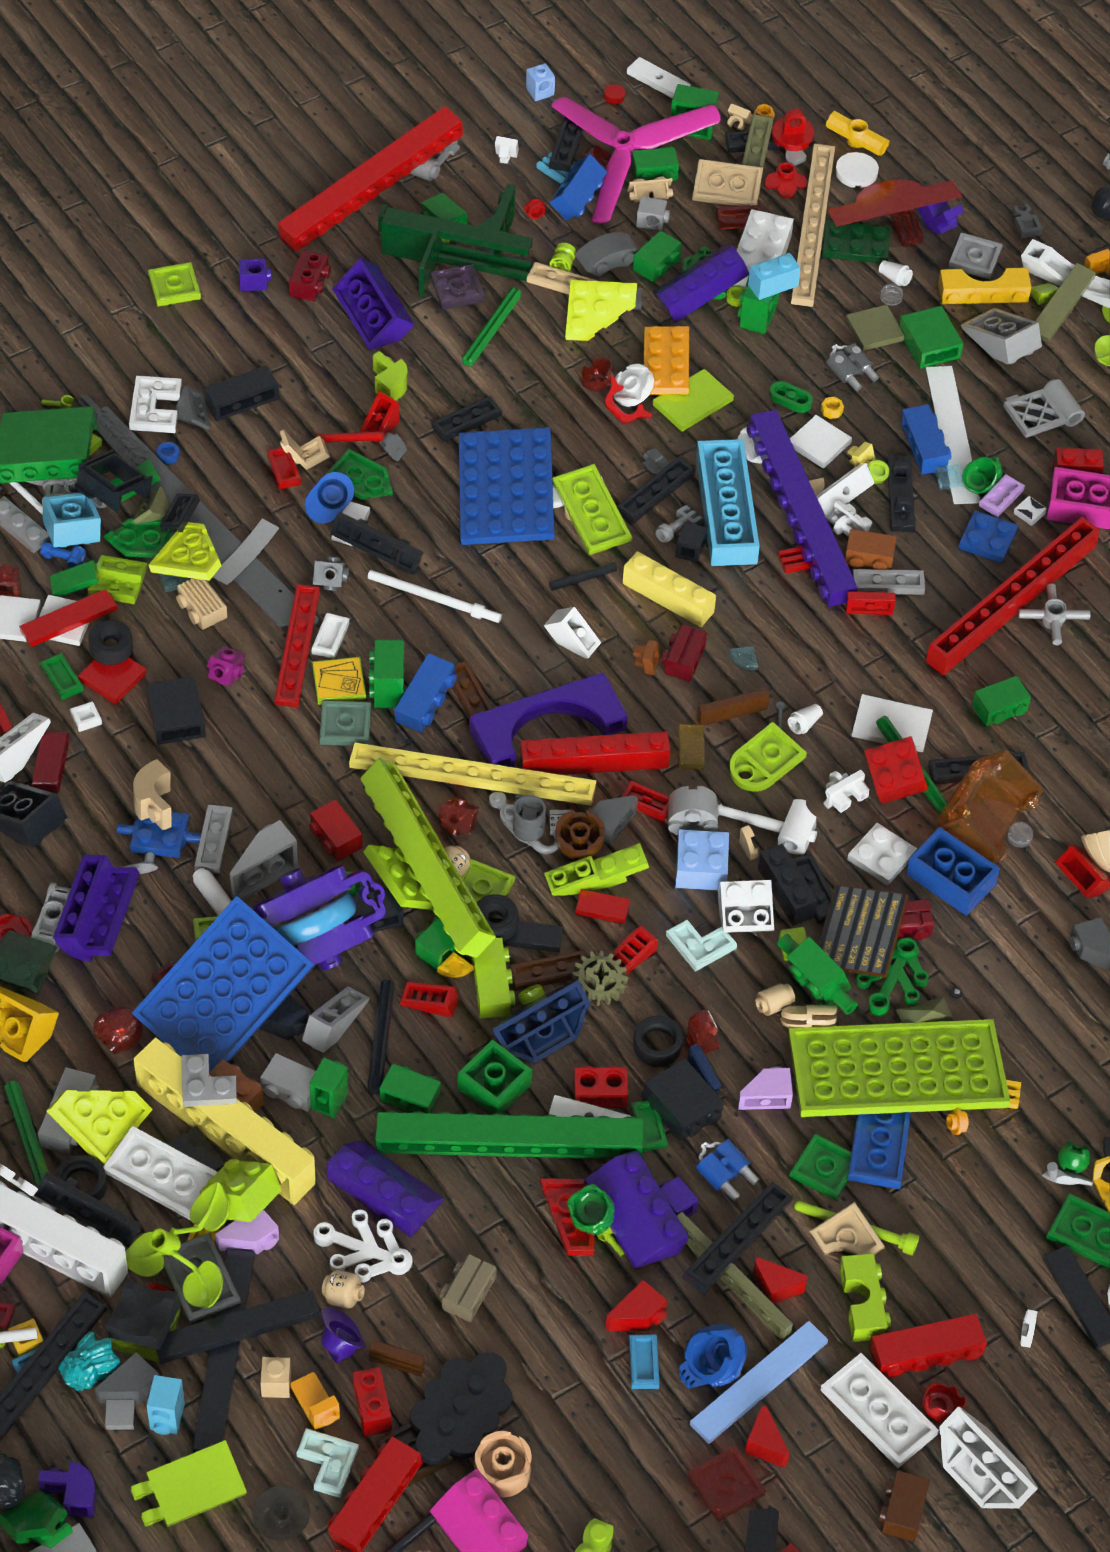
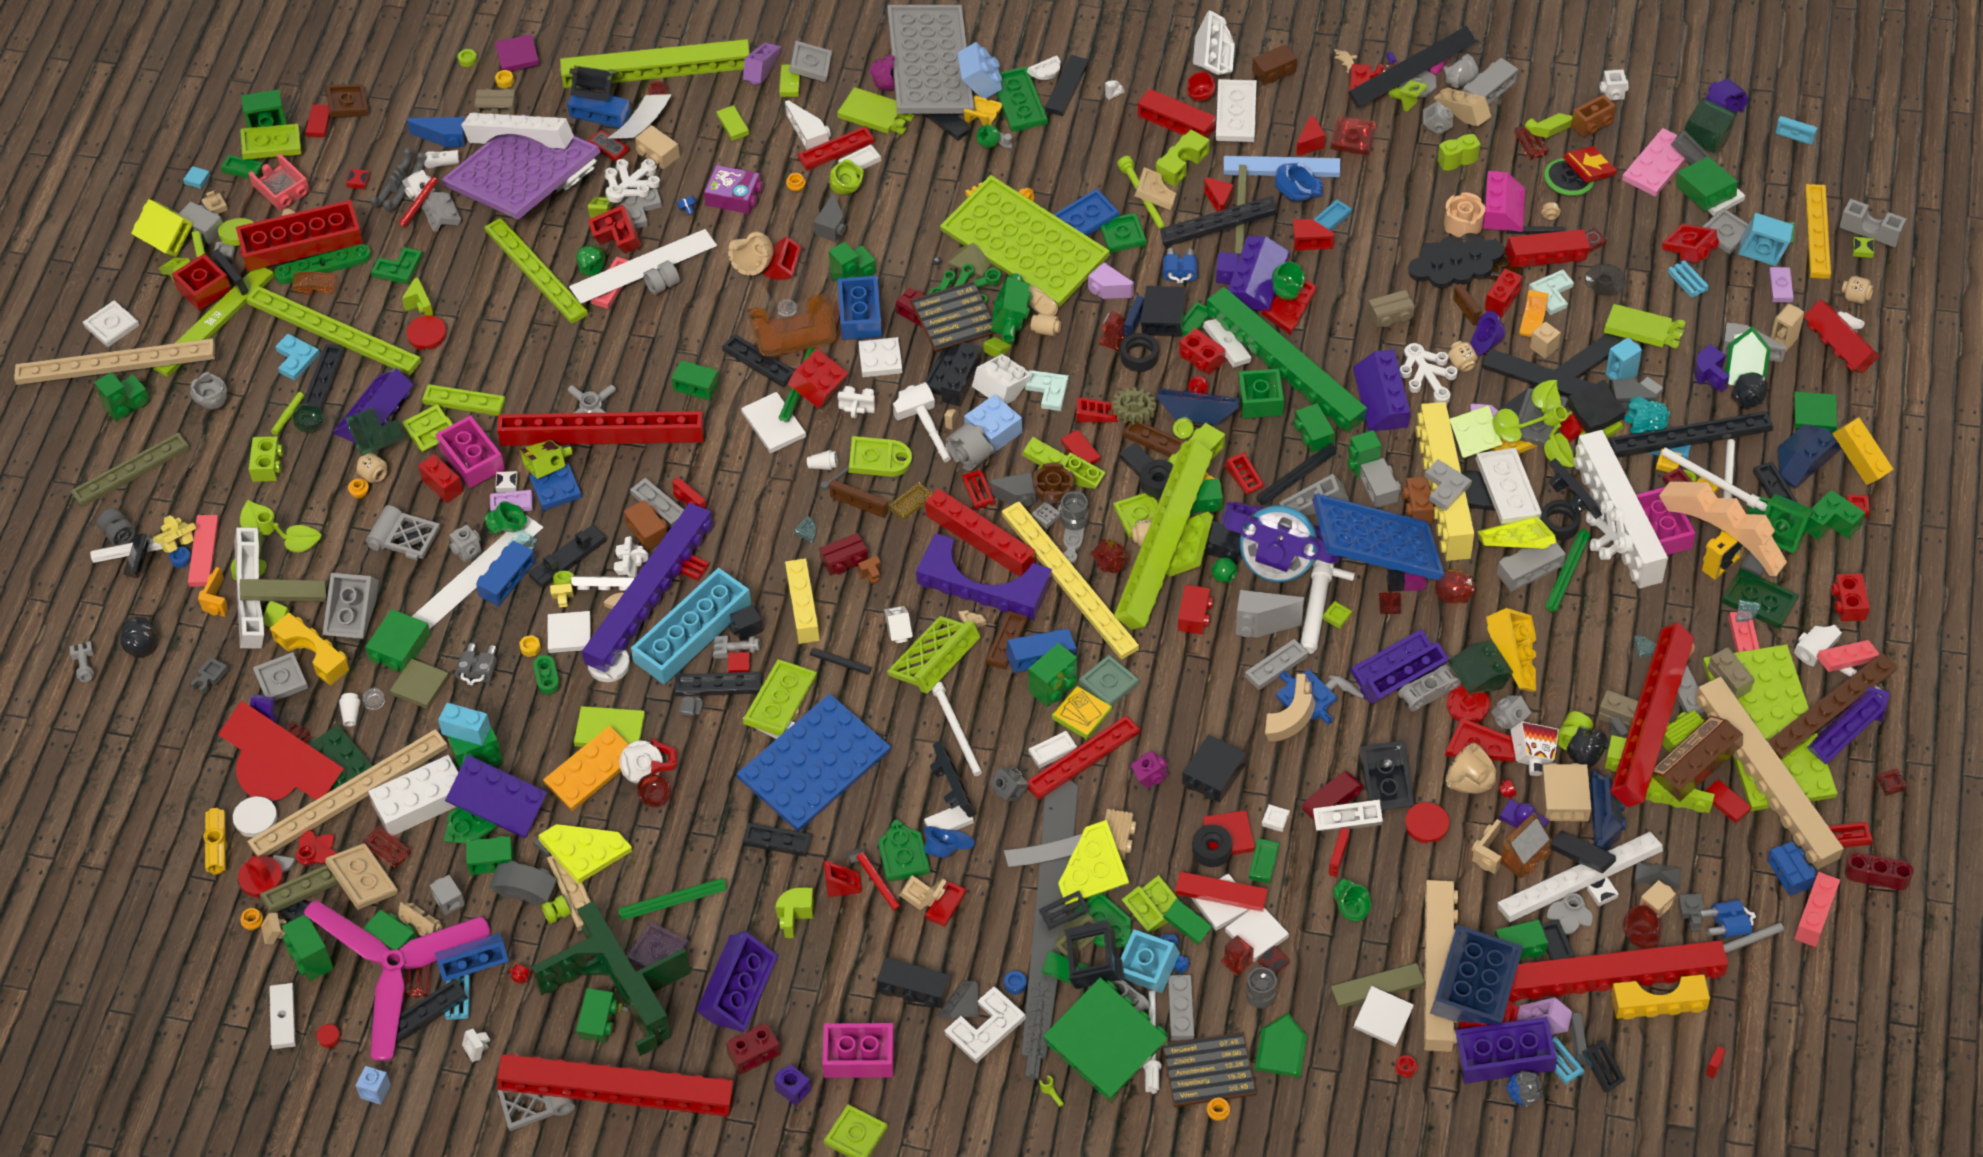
camera: 130 degrees left, 0 degrees up
(227, 319) = (858, 1050): none -> dark pink brick
(495, 625) = (941, 659): none -> lime fence
(519, 687) = (978, 619): none -> tan tile
(565, 1049) = (1198, 381): none -> red plate
(659, 514) = (738, 662): none -> red tile
(986, 435) = (465, 543): none -> light grey brick
(1014, 904) = (850, 263): none -> green brick
(1021, 536) = (544, 457): none -> lime torso

